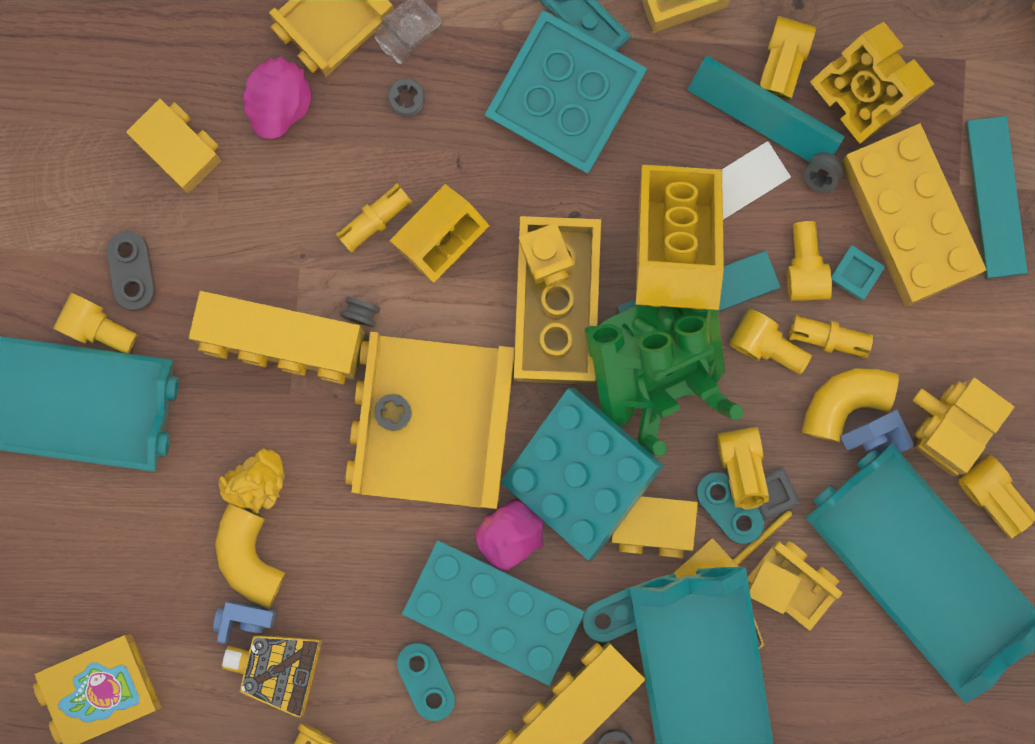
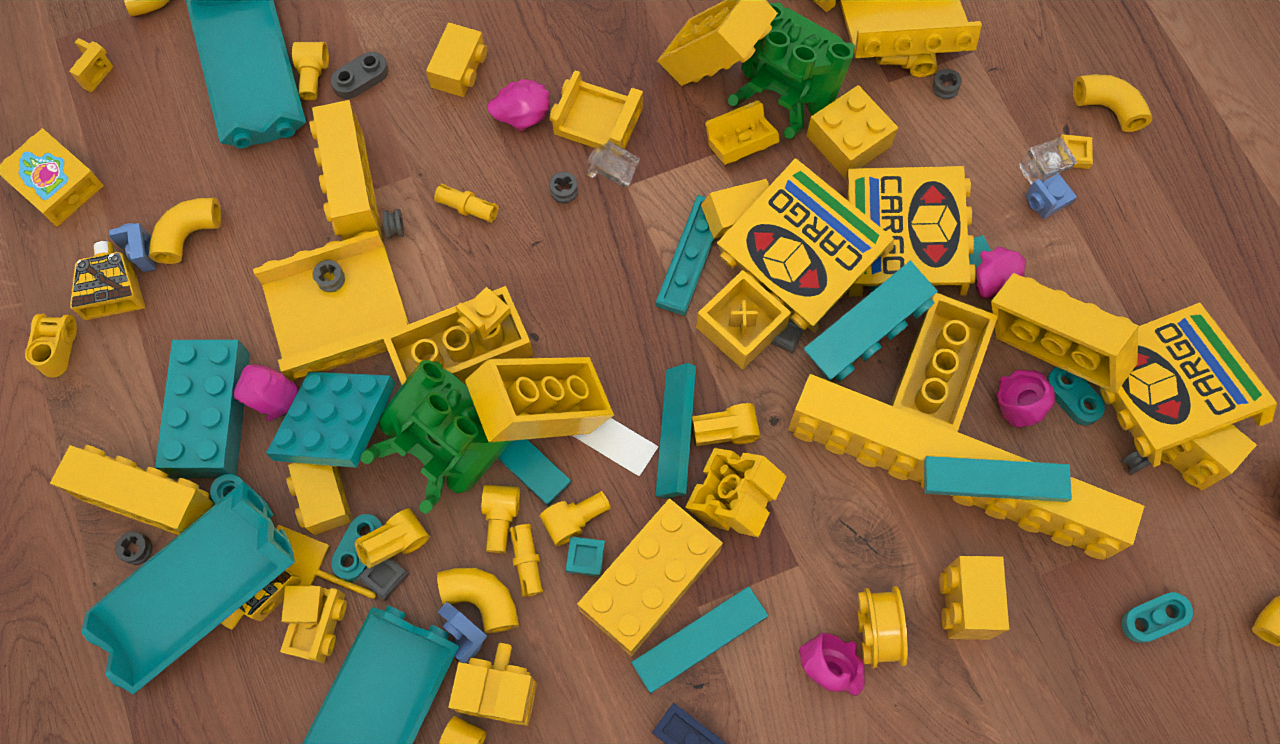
camera: 60 degrees right, 15 degrees down
(255, 482) = (235, 207): yellow hair -> none
(427, 681) = (138, 390): teal plate -> none
(439, 233) = (472, 245): yellow brick -> none
(566, 92) = (619, 284): teal plate -> none
(830, 164) = (651, 494): dark grey bush -> none

